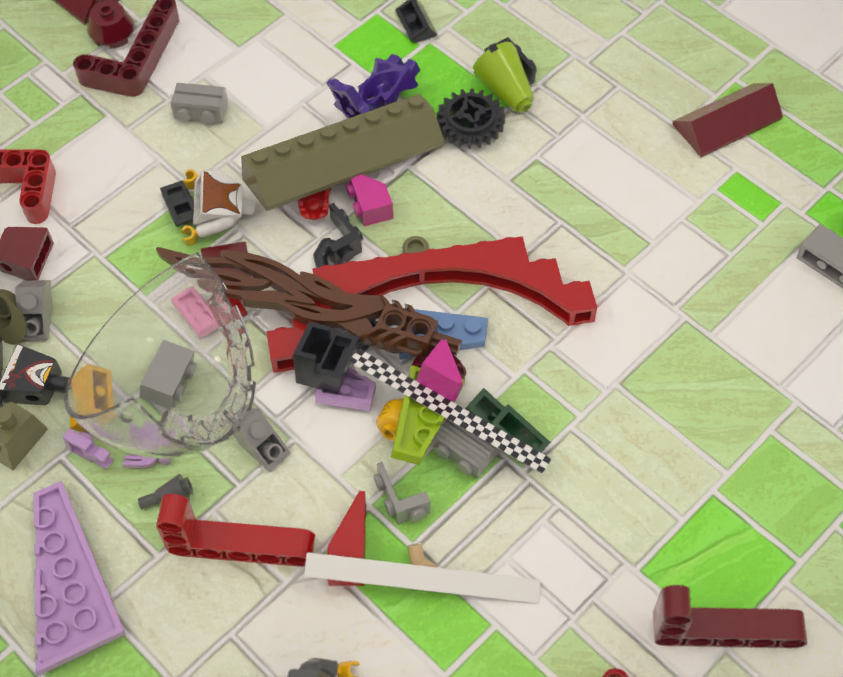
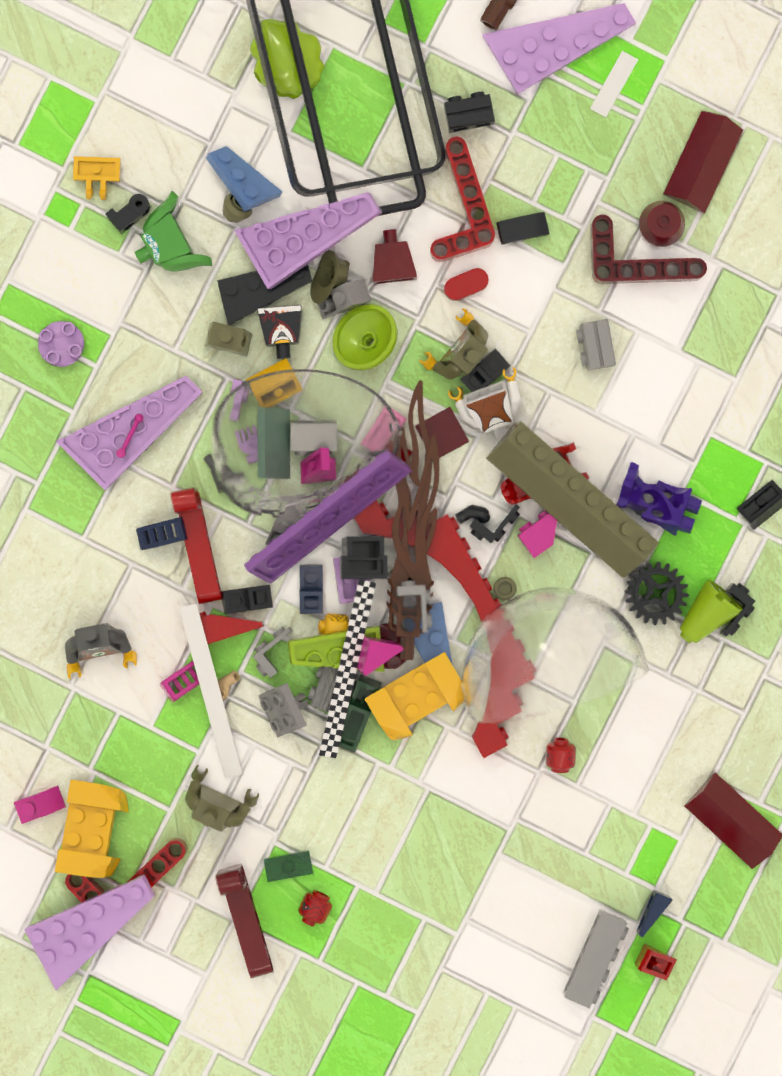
camera: 75 degrees right, 30 degrees up
(52, 133) = (522, 228): none -> black slope
(81, 198) = (466, 284): none -> red tile
(85, 294) = (356, 333): none -> lime dish
(86, 593) = (121, 452): none -> dark pink hinge
(150, 211) = (464, 352): none -> olive torso
(151, 403) = (273, 443): none -> sand green tile
(195, 587) = (148, 538): none -> dark blue slope
(203, 378) = (318, 467): none -> dark pink slope
(264, 378) = (328, 517): none -> medium lavender plate
(327, 508) = (247, 599): none -> black slope
(342, 437) = (311, 589): none -> dark blue slope
(400, 299) = (410, 588): none -> light grey bracket
(405, 629) = (173, 678): none -> dark pink slope
(474, 499) = (283, 709): none -> light grey plate
(502, 207) = (548, 654): none -> clear windscreen
(504, 355) = (416, 696): none -> yellow piece
(570, 619) = (214, 807): none -> olive torso
(615, 242) = (560, 755): none -> red head
(669, 558) = (288, 866): none -> clear green plate
(731, 539) = (315, 908): none -> red head
(811, 205) = (656, 906): none -> dark blue slope

